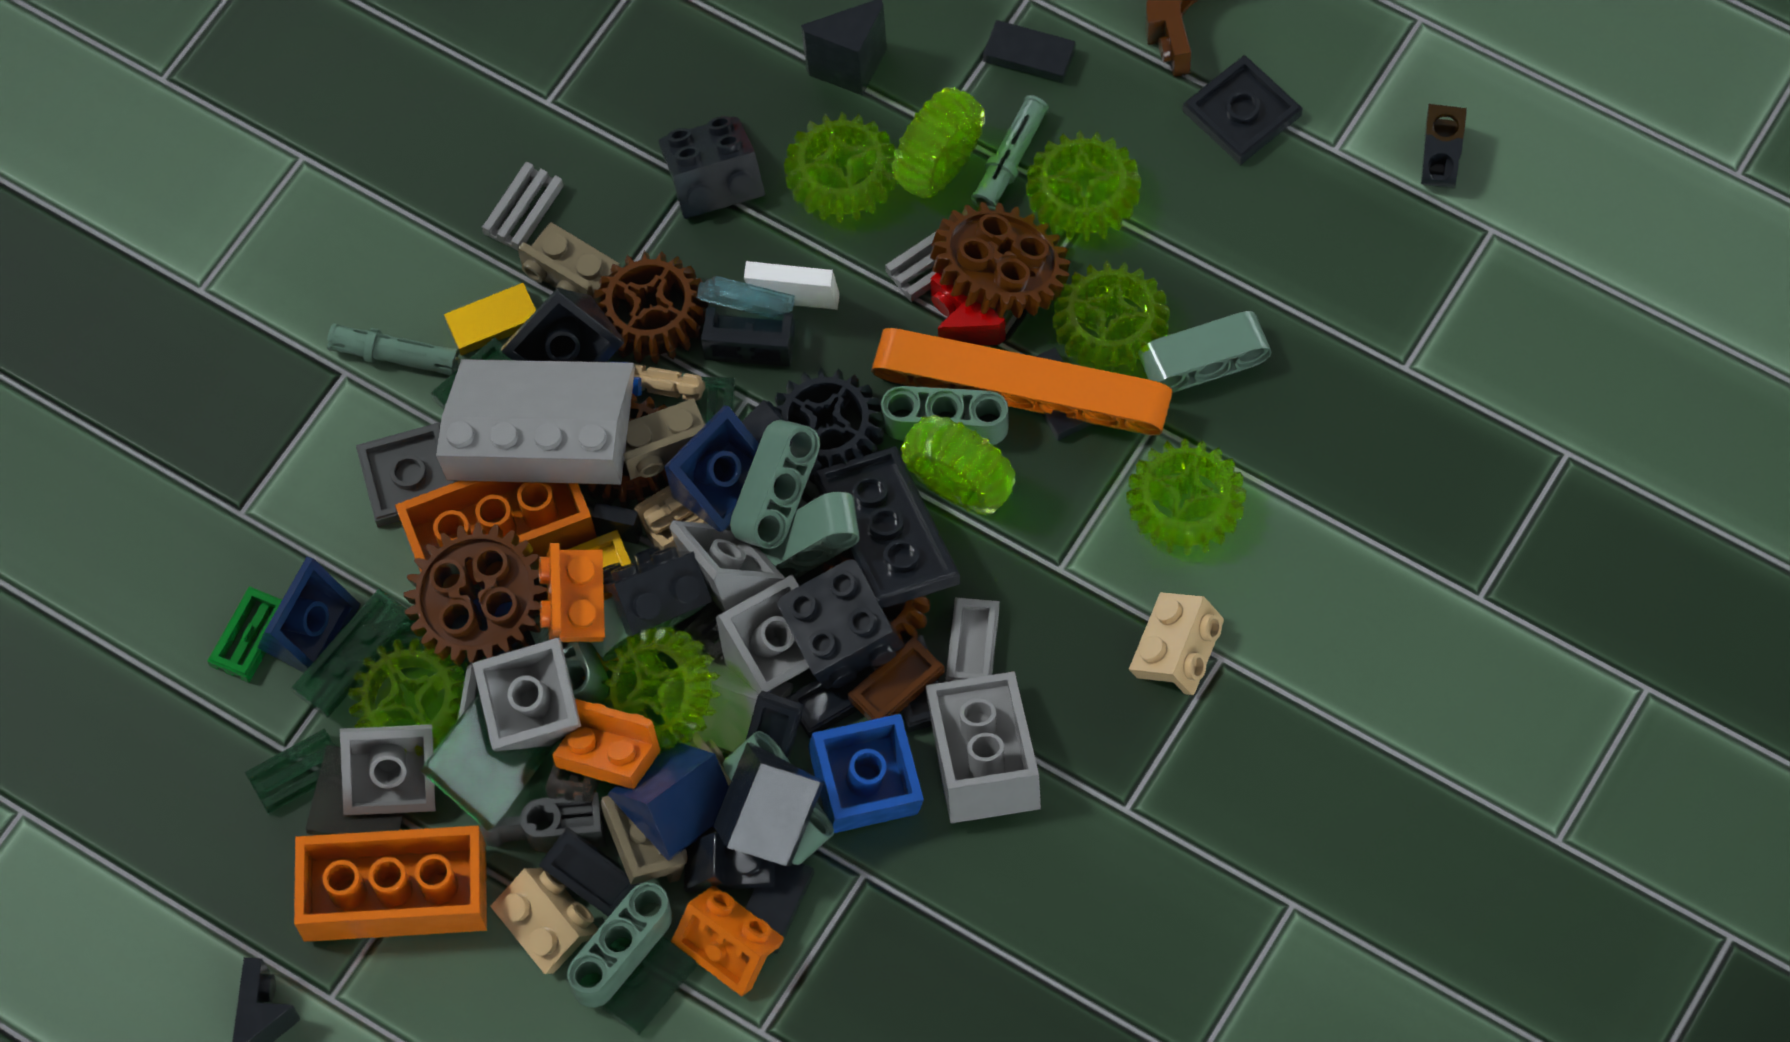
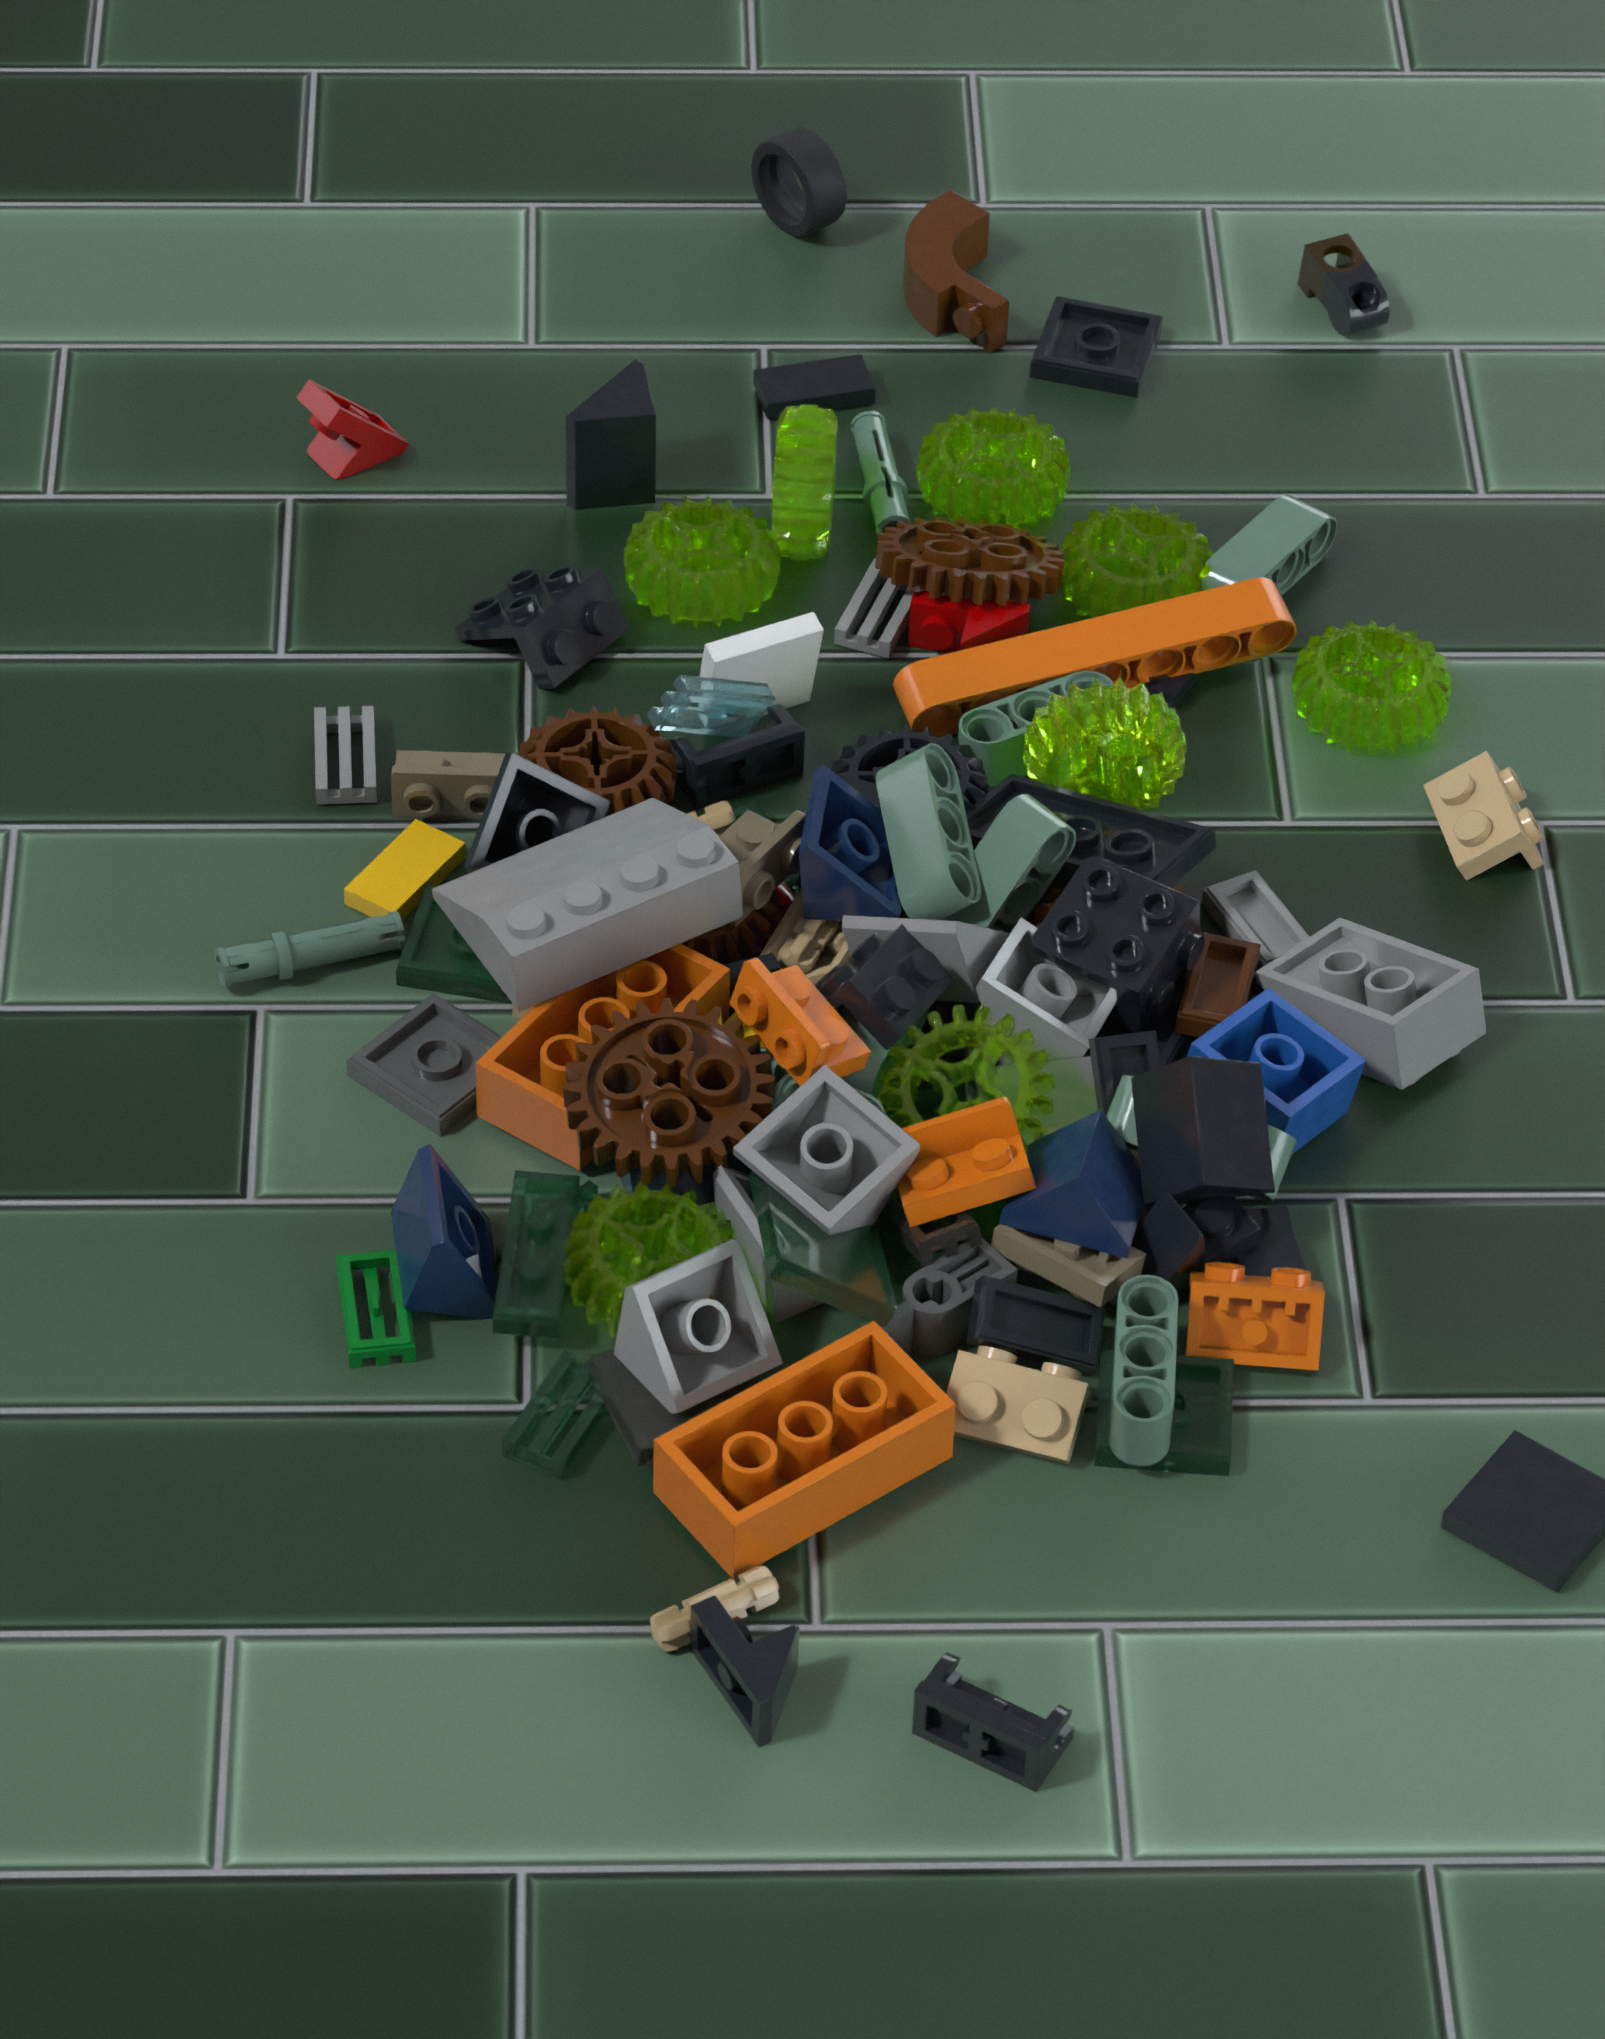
camera: 40 degrees left, 20 degrees down
(280, 955) = (754, 1591): none -> tan axle

